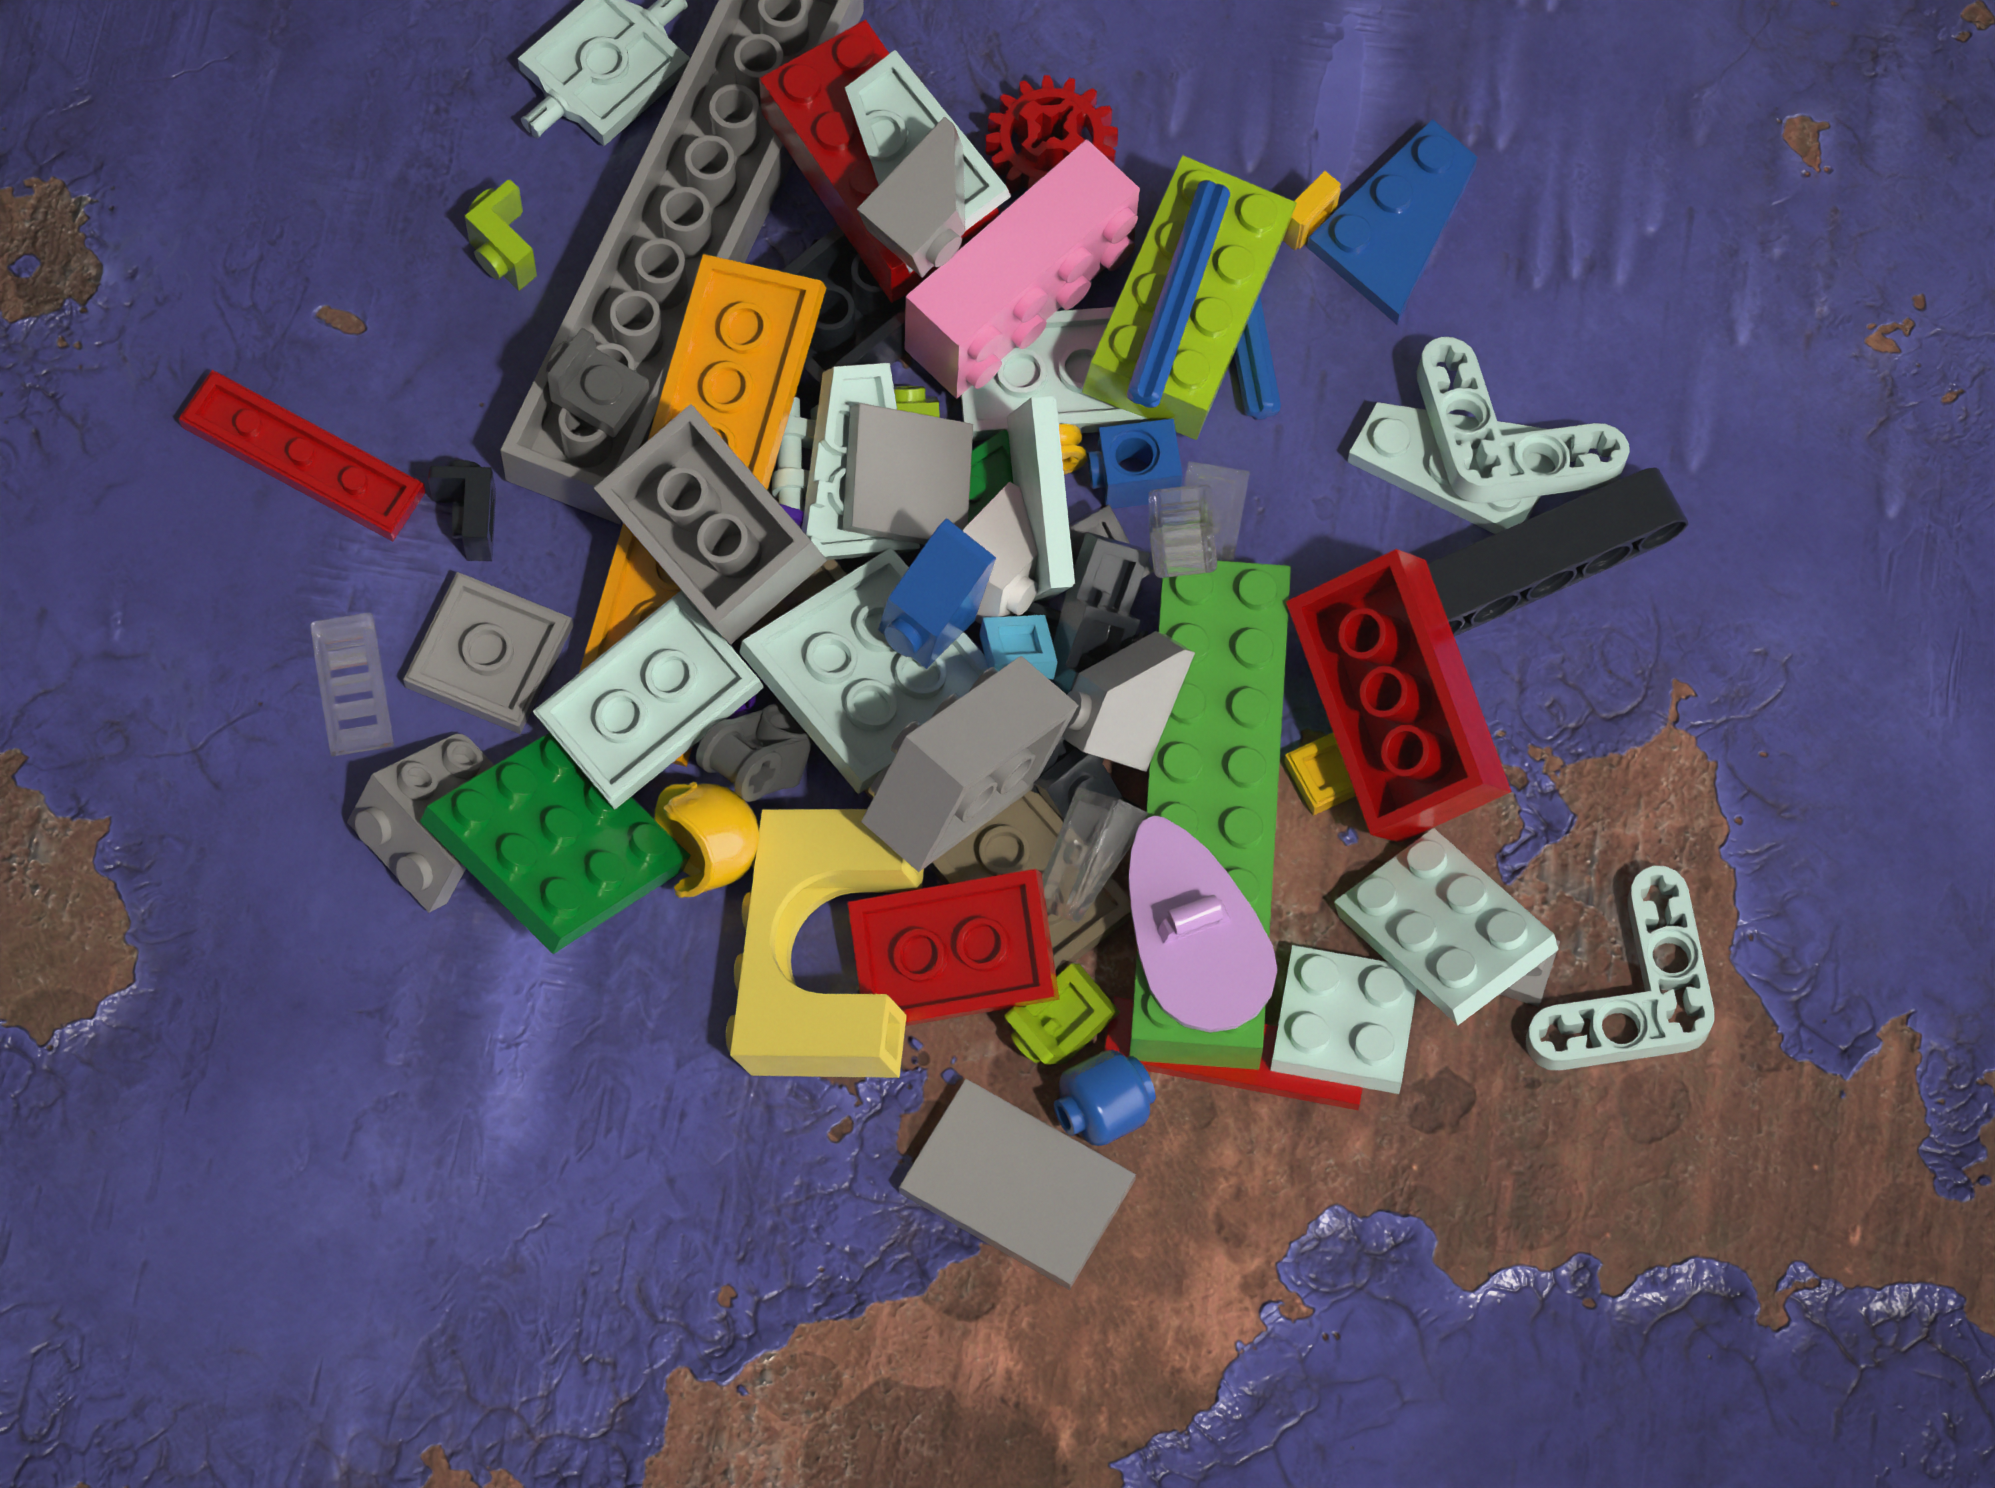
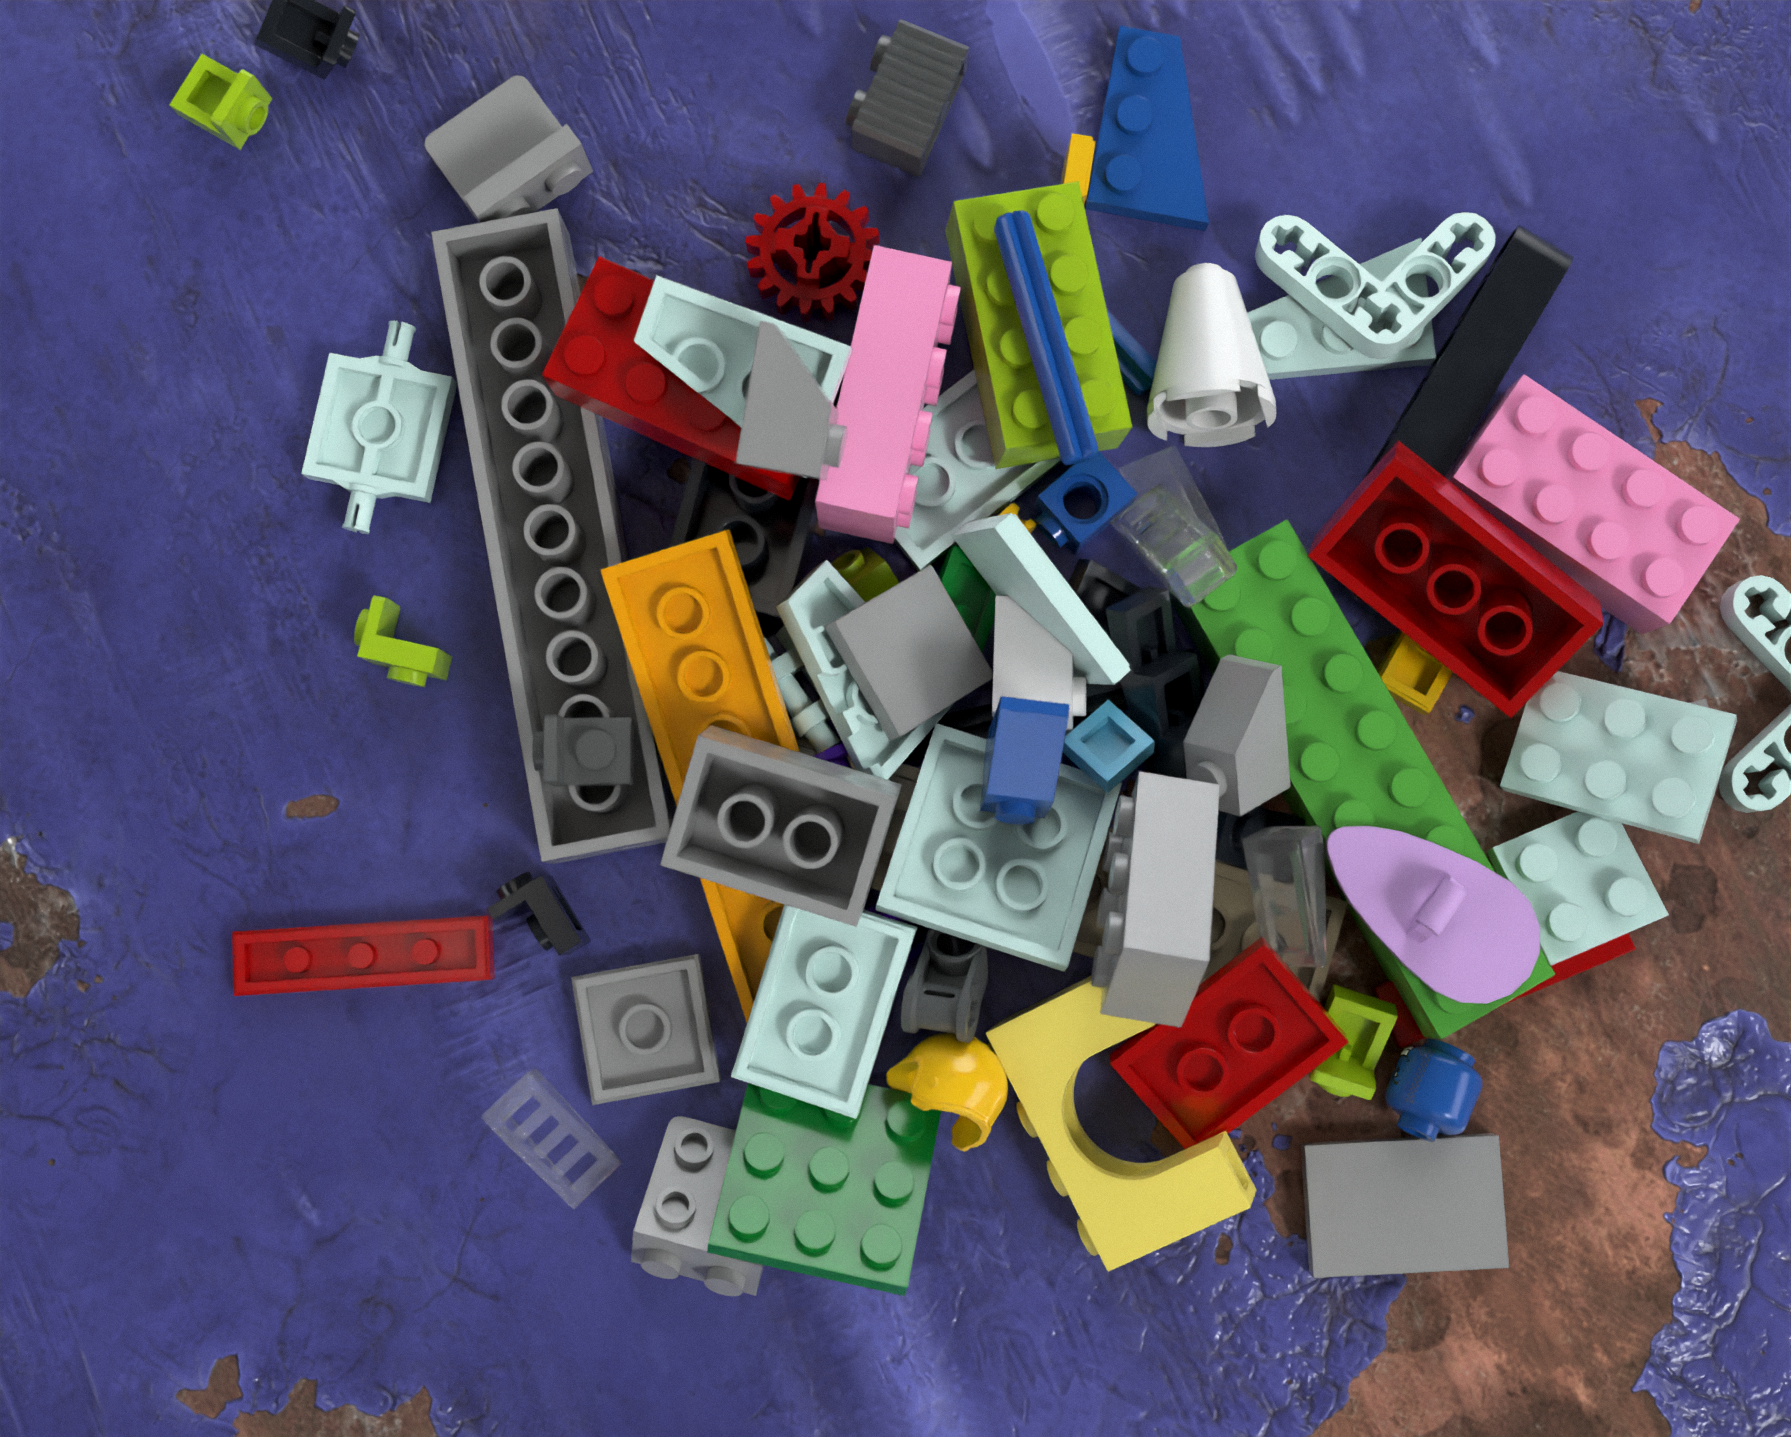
camera: 30 degrees left, 15 degrees up
(1214, 69) = (907, 97): none -> dark grey brick
(1312, 419) = (1209, 365): none -> white cone
(1561, 721) = (1592, 504): none -> bright pink brick

